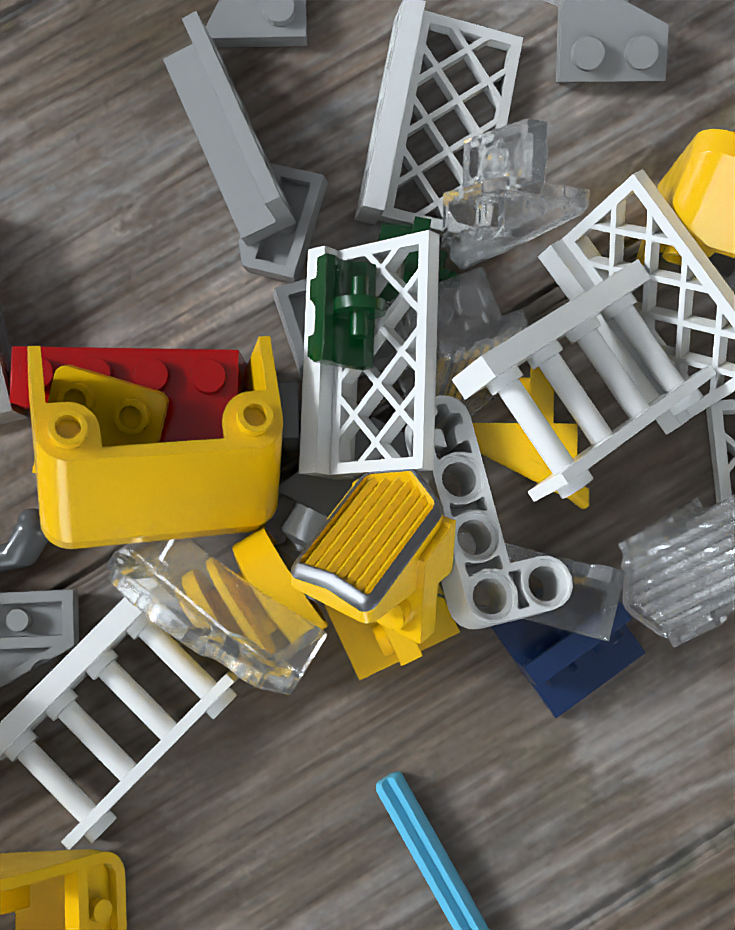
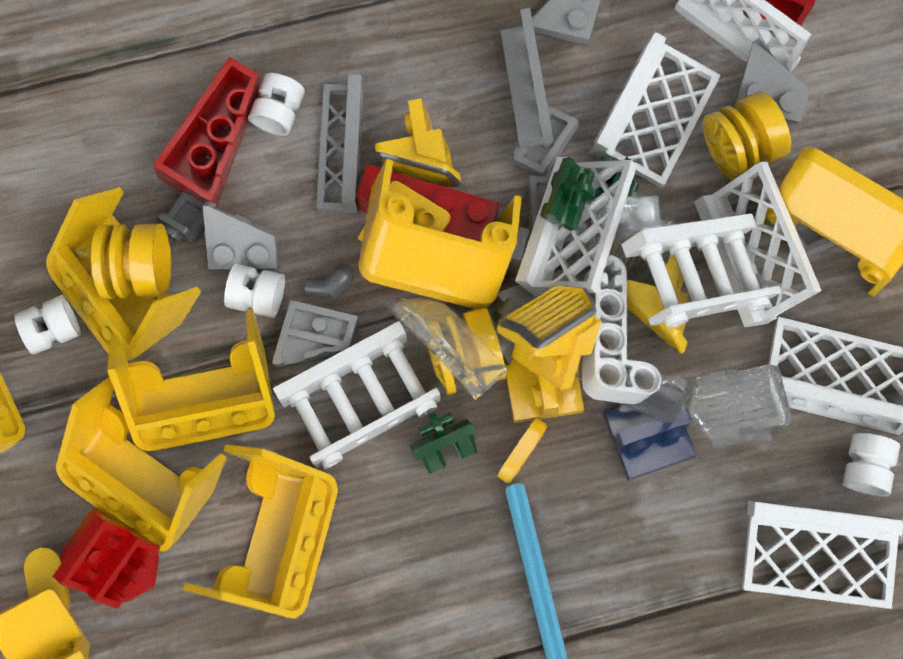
camera: 20 degrees right, 10 degrees down
(98, 295) = (423, 153): none -> yellow piece
(254, 740) = (458, 435): none -> dark green hips
(385, 725) = (522, 450): none -> yellow tile
(505, 195) = (684, 157): clear piece -> none
(599, 123) = (747, 134): none -> yellow wheel

